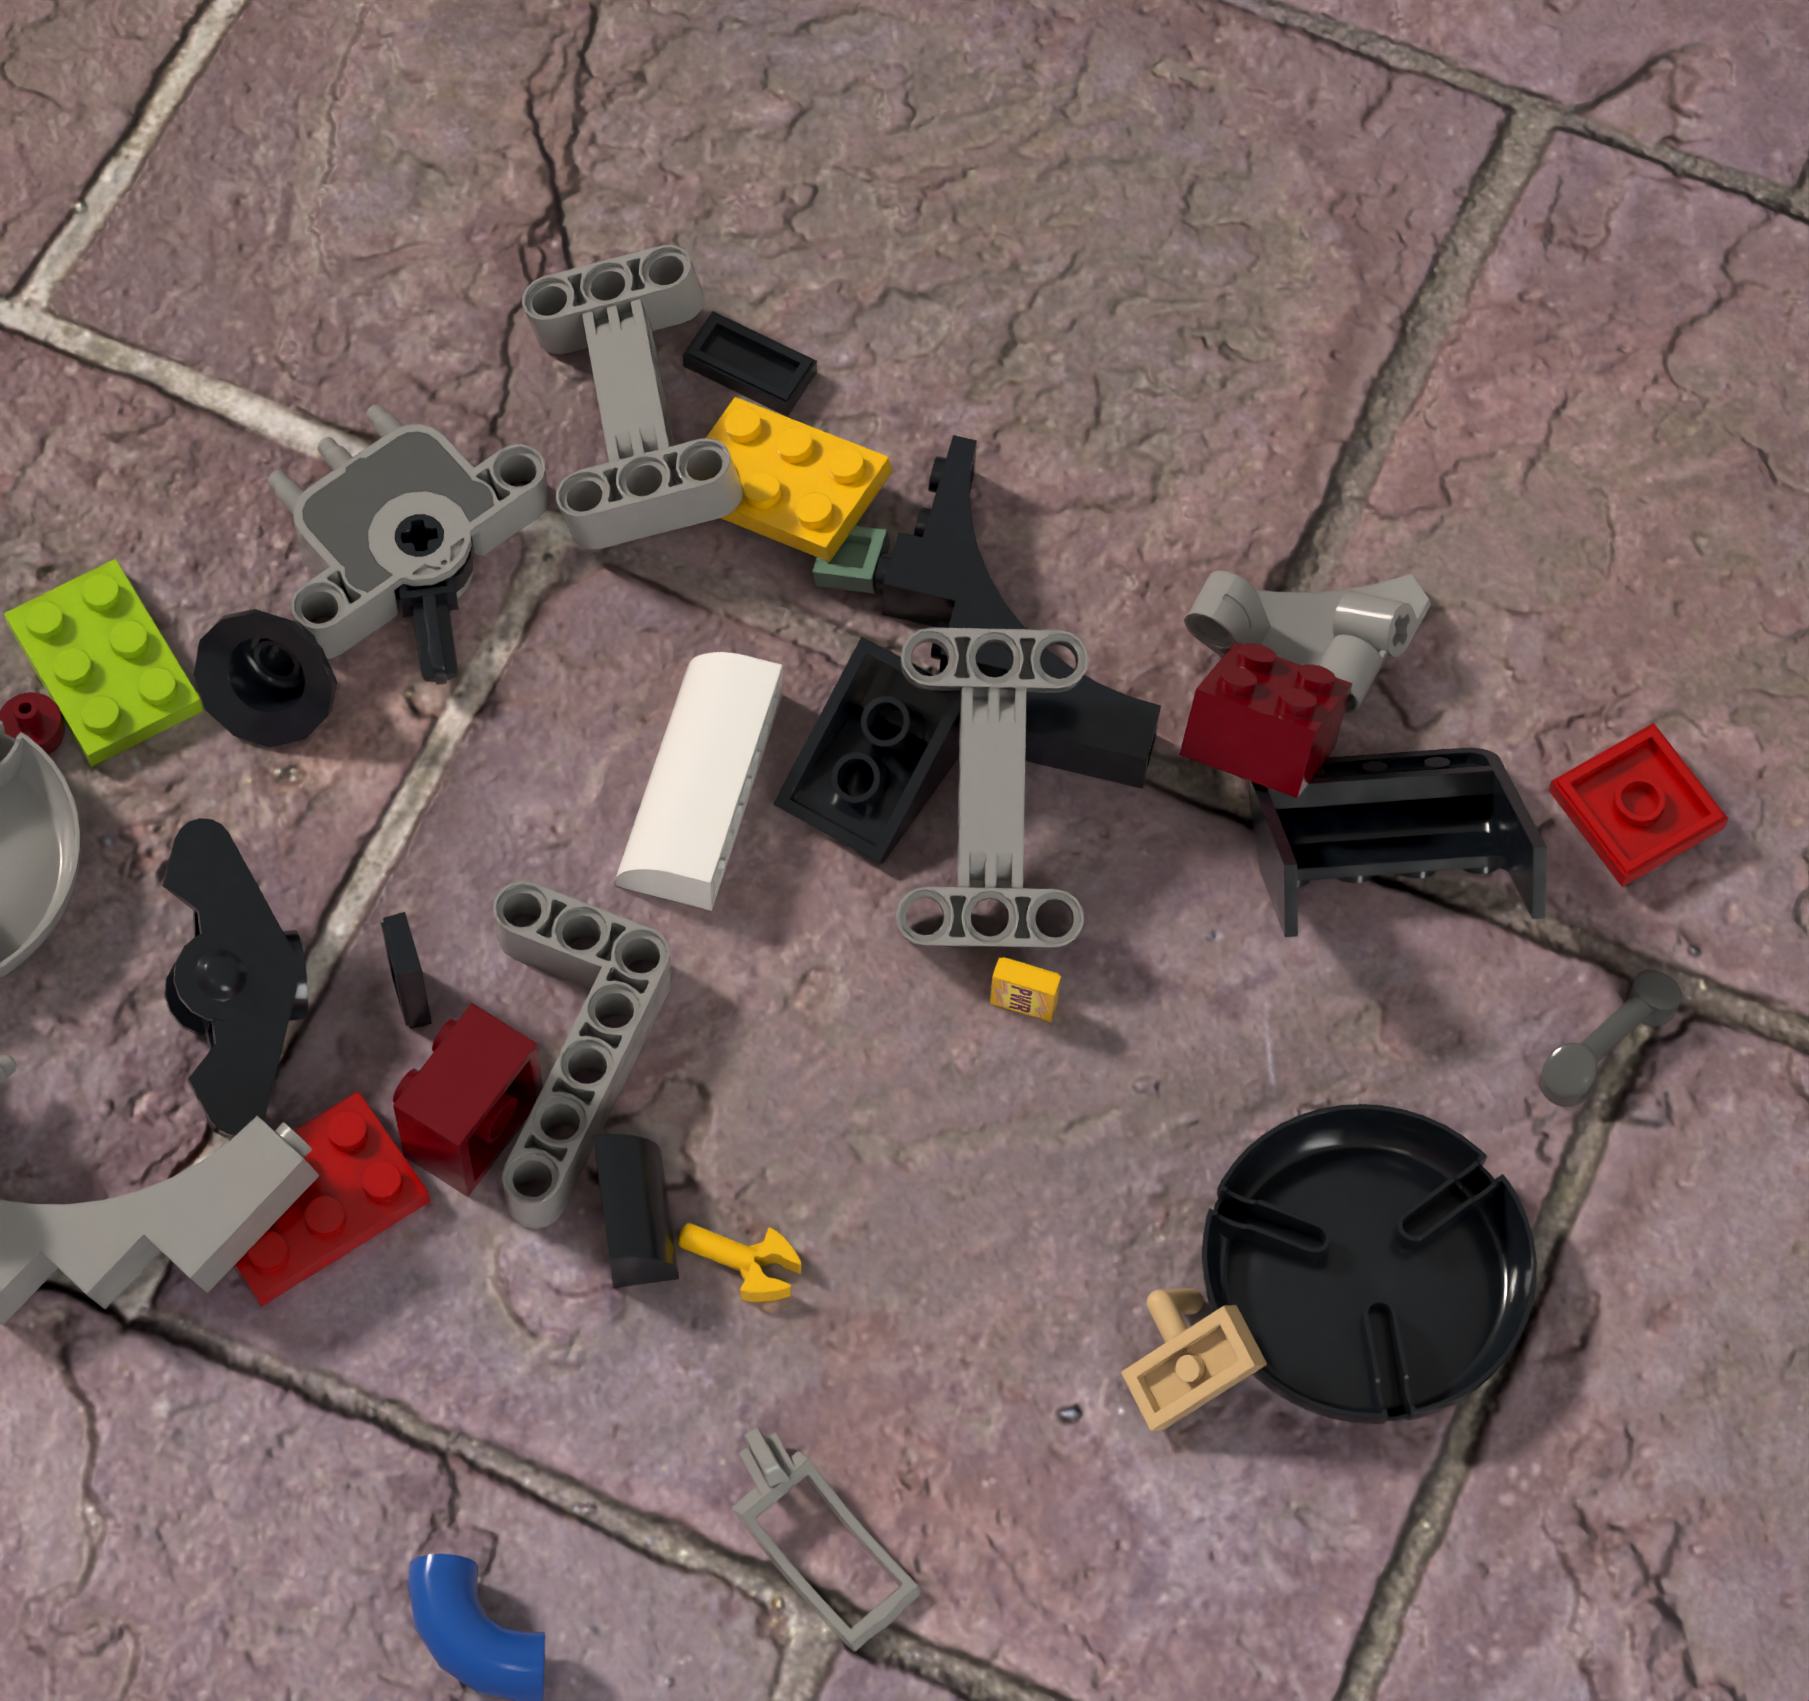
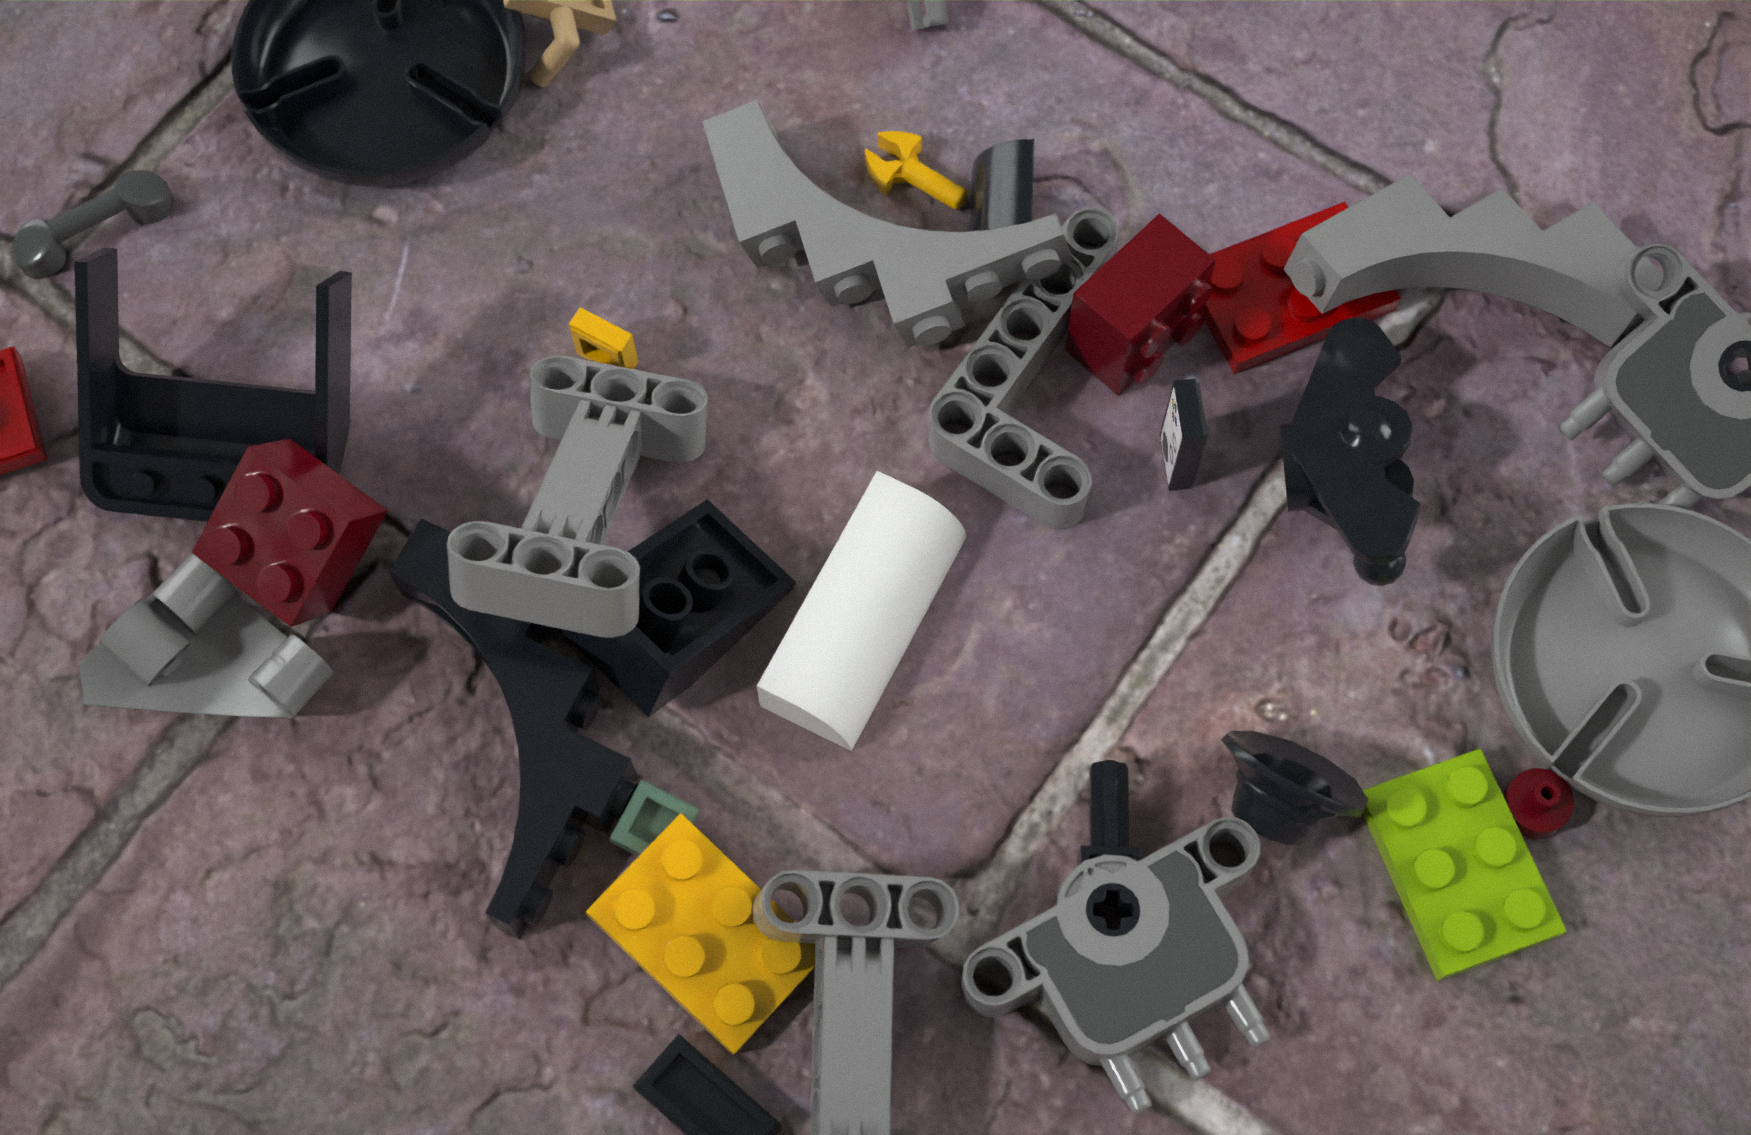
camera: 165 degrees left, 5 degrees up
(789, 1111) = (852, 253): none -> light grey arch

